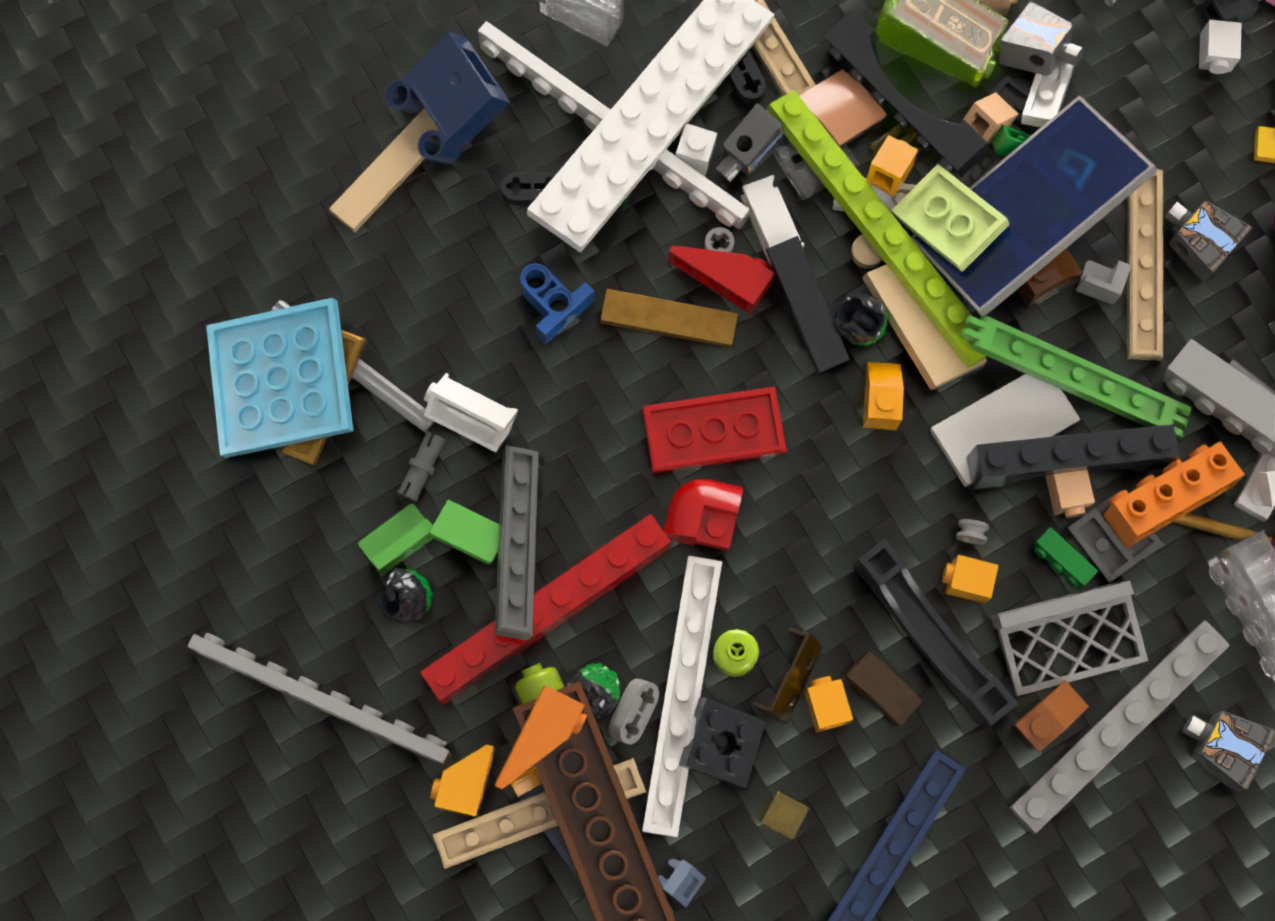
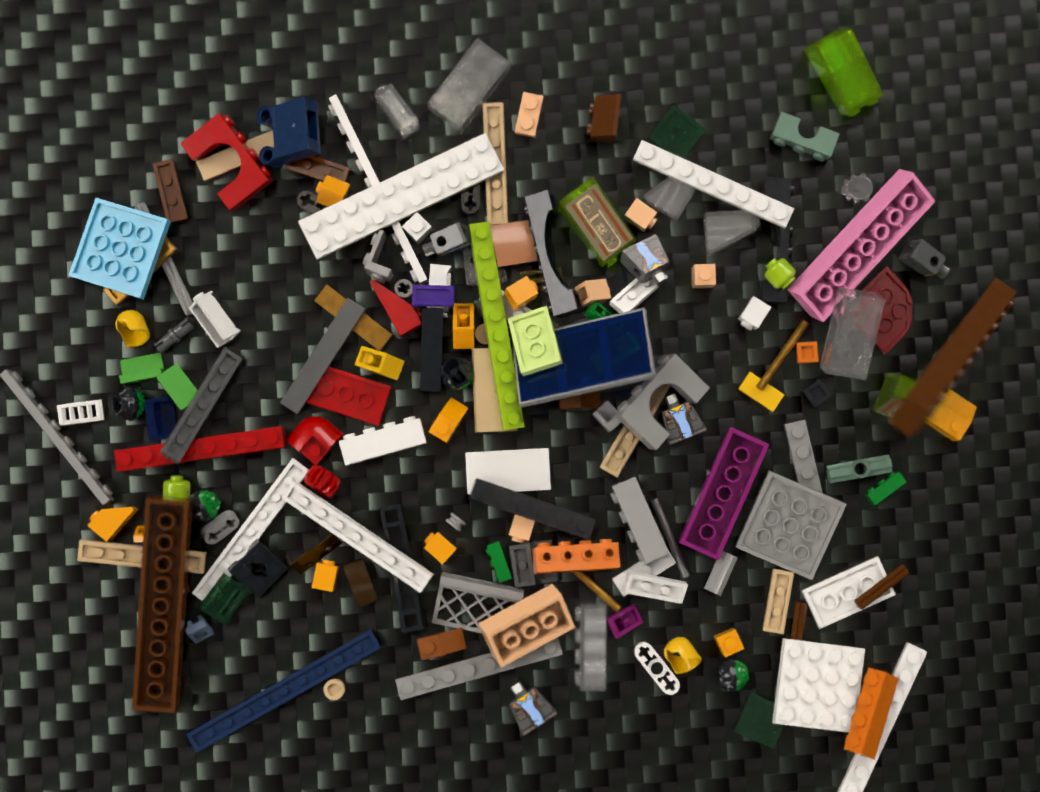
camera: 30 degrees right, 10 degrees up
(311, 264) = (170, 191): none -> reddish brown plate
(319, 643) = (63, 416): none -> white slope
(347, 148) = (252, 175): none -> red arch
(347, 472) = (134, 321): none -> yellow hair
(463, 595) = (160, 418): none -> clear blue panel
(514, 137) = (318, 168): none -> reddish brown plate
(545, 729) = (155, 519): orange slope -> none
(547, 154) = (331, 191): none -> light orange brick
(553, 291) = (292, 271): blue tile -> none
(655, 390) = (322, 356): none -> dark grey tile
(667, 228) = (378, 272): none -> light grey bracket
(691, 811) = (220, 597): none -> clear green plate
(735, 665) = (297, 523): lime head -> none
(741, 360) = (379, 362): none -> yellow slope
(750, 566) = (322, 481): none -> red gear
(772, 226) = (433, 296): none -> dark purple tile
(785, 815) = (273, 622): clear yellow plate -> none
(805, 469) = (382, 442): none -> white brick
(834, 253) = (463, 326): none -> light orange slope
(847, 618) = (357, 536): none -> white plate
(928, 869) = (334, 689): none -> tan tile
(1074, 374) = (559, 465): bright green hinge -> none
(1124, 28) = (703, 276): none -> light nougat brick
(1144, 246) = (636, 412): none -> light grey arch
(1162, 623) = (526, 625): none -> light nougat brick

